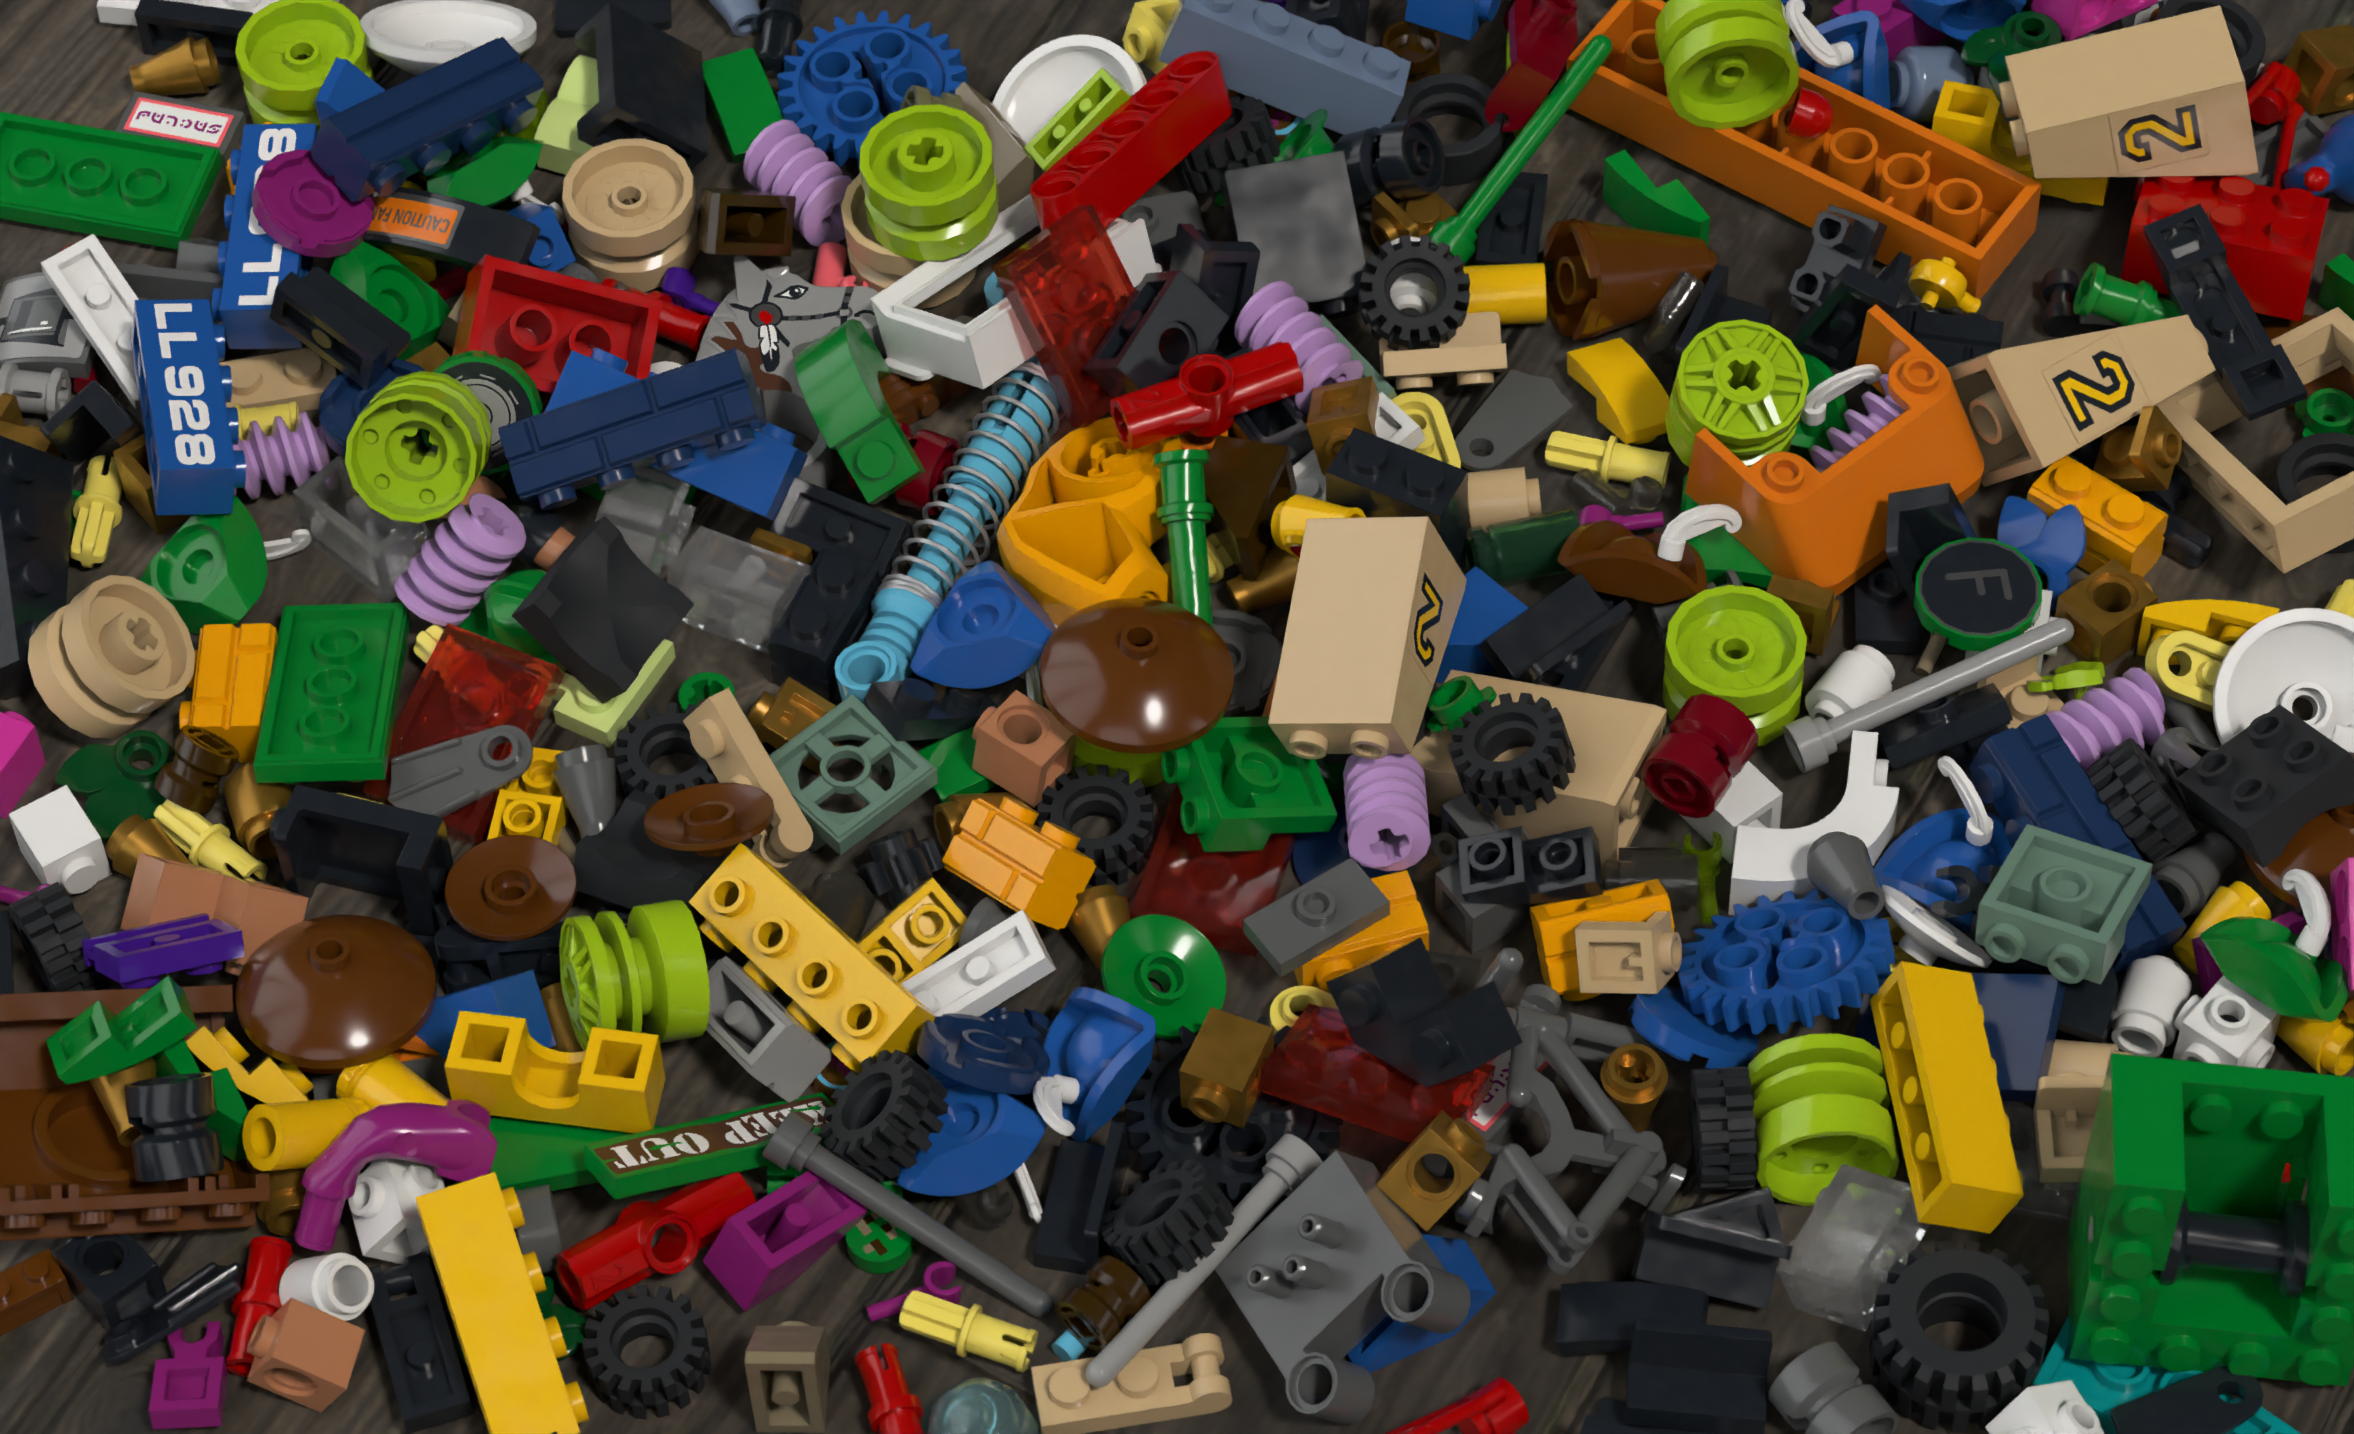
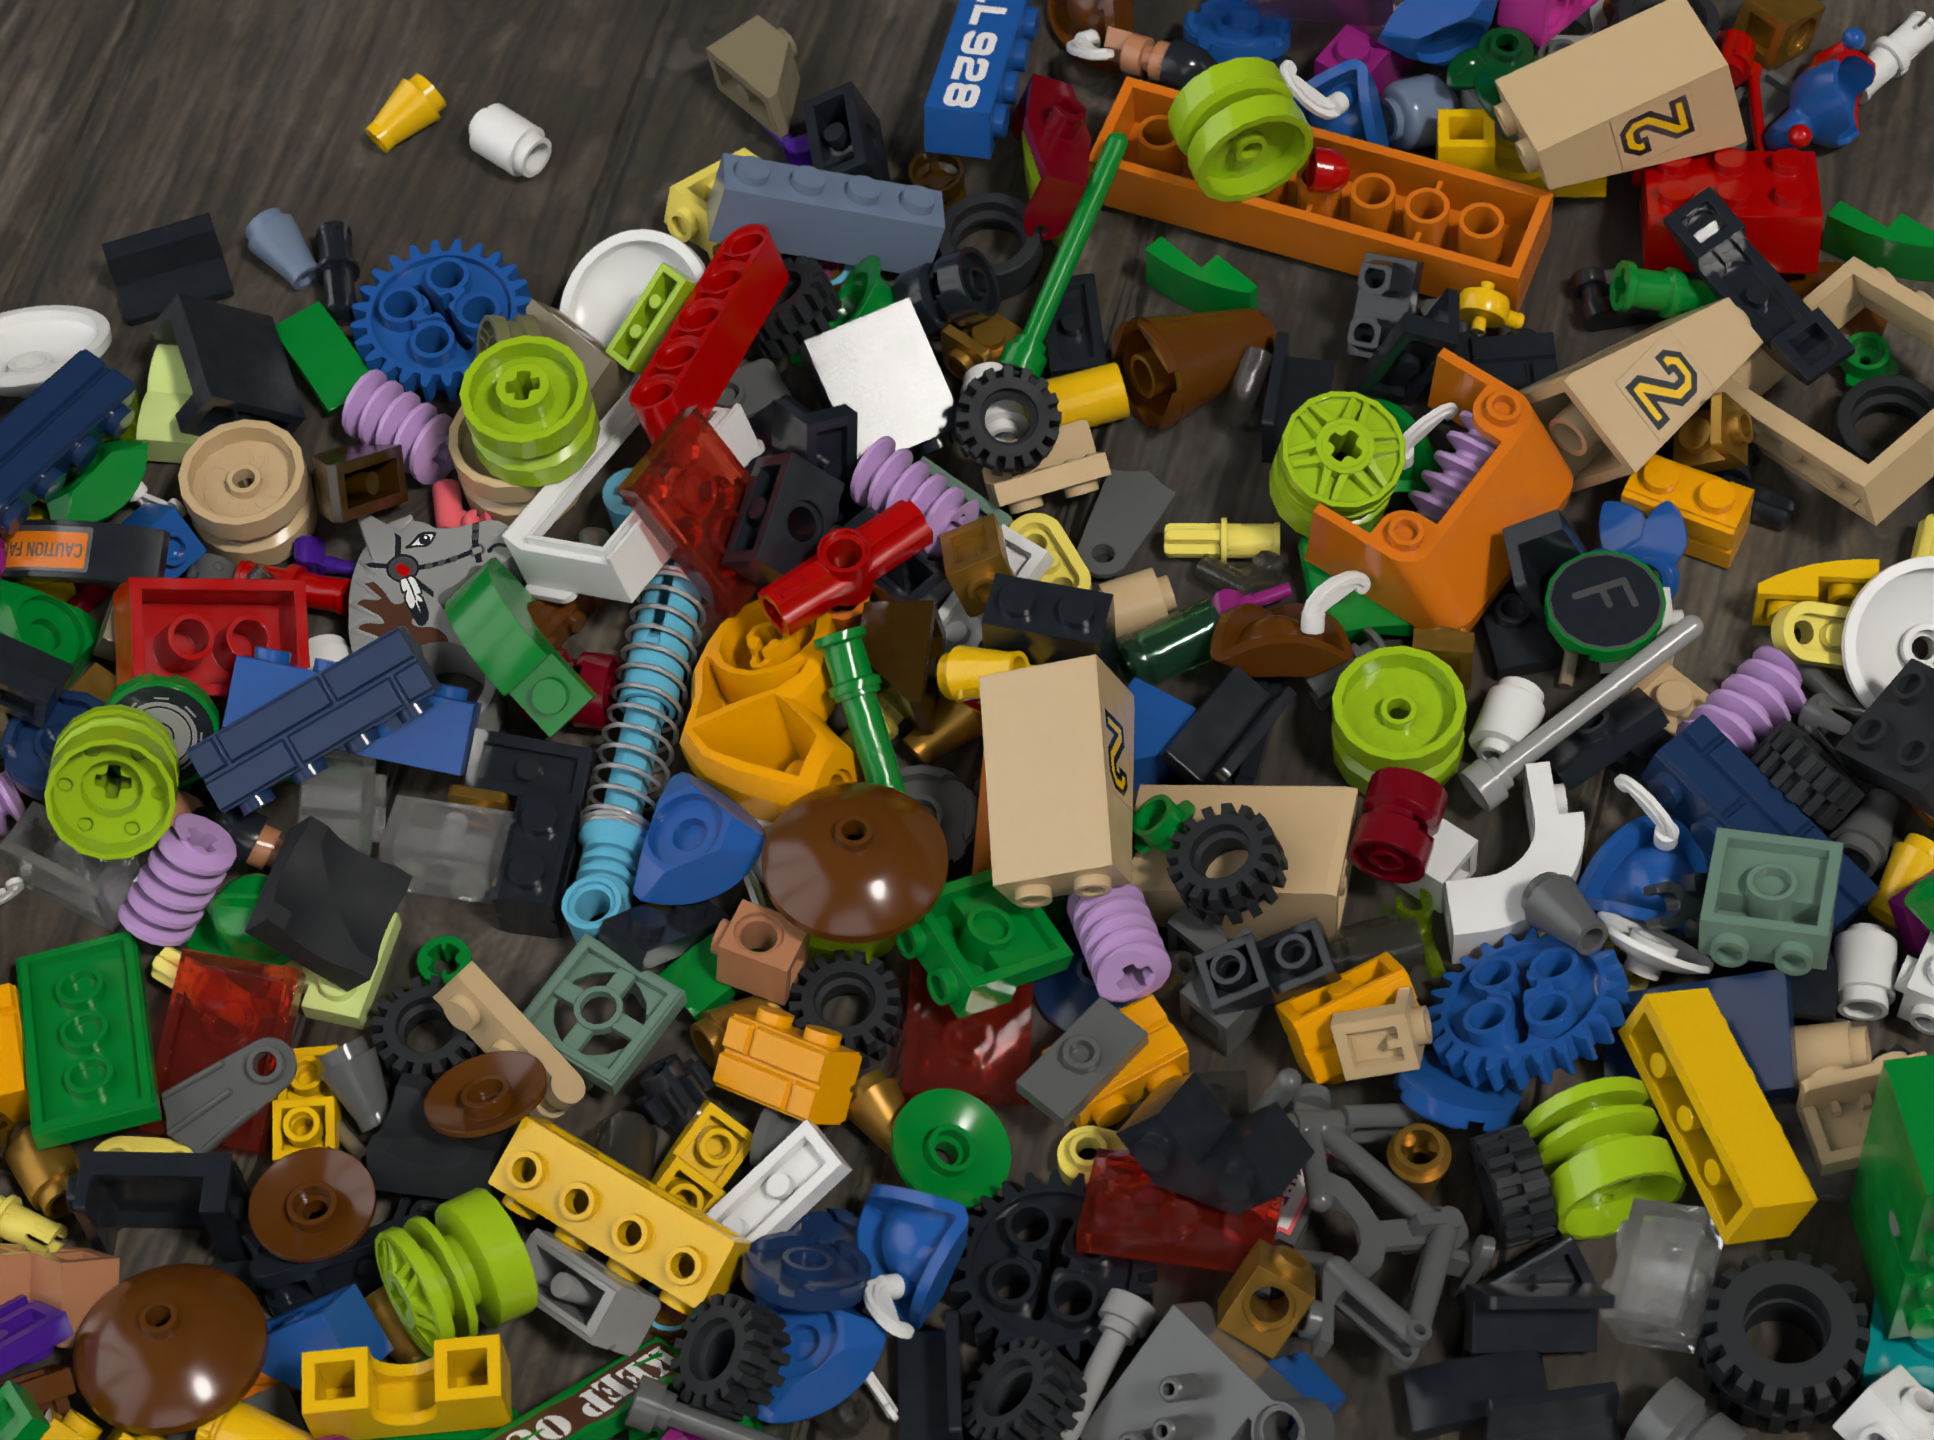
camera: 10 degrees left, 5 degrees up
(787, 714) = (527, 965): pearl gold bracket -> none
(1225, 1068) = (1040, 1236): pearl gold brick -> none
(1625, 389) = (1225, 472): yellow slope -> none
(2074, 675) = (1705, 664): lime piece -> none
(2105, 612) = (1720, 614): pearl gold brick -> none

